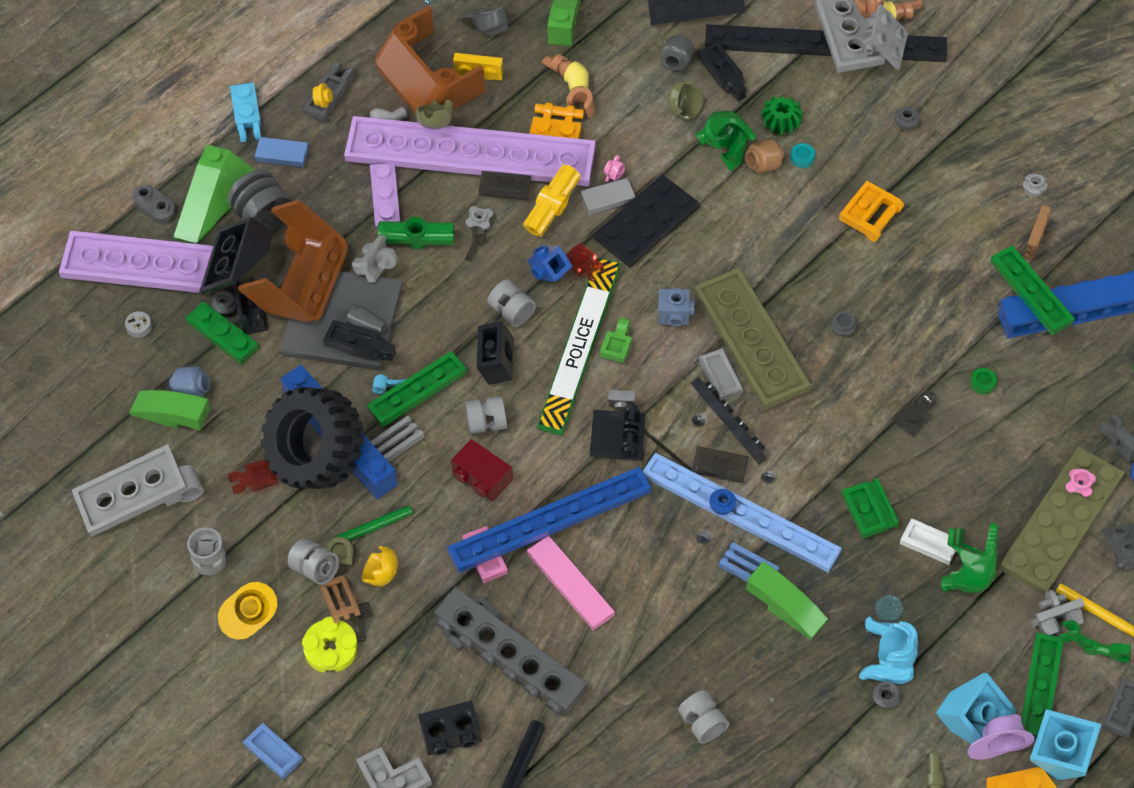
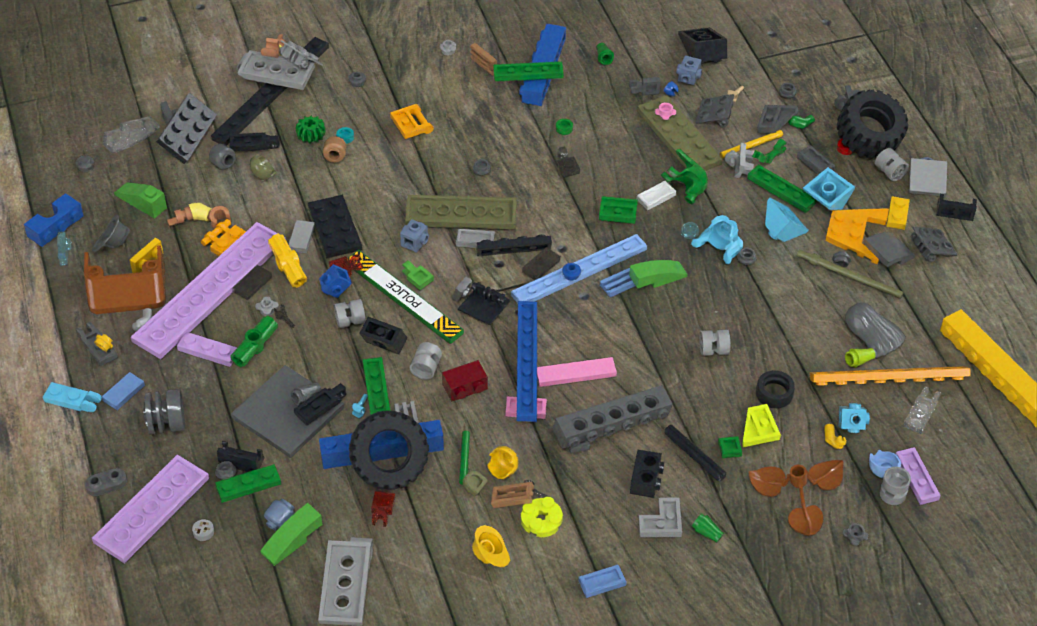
camera: 65 degrees left, 10 degrees down
(206, 551) = (427, 554): light grey wheel -> none
(208, 193) = (126, 441): bright green wedge -> none
(235, 253) = (200, 442): black slope -> none
(313, 270) = (237, 406): dark orange windscreen -> none
(313, 561) = (470, 498): light grey wheel -> none
(375, 259) = (259, 370): light grey hips -> none
(435, 115) = (173, 288): olive hair -> none
(614, 169) = (285, 223): bright pink plate -> none
(729, 131) = (306, 154): green piece -> none
(1000, 737) = (806, 212): lavender piece -> none

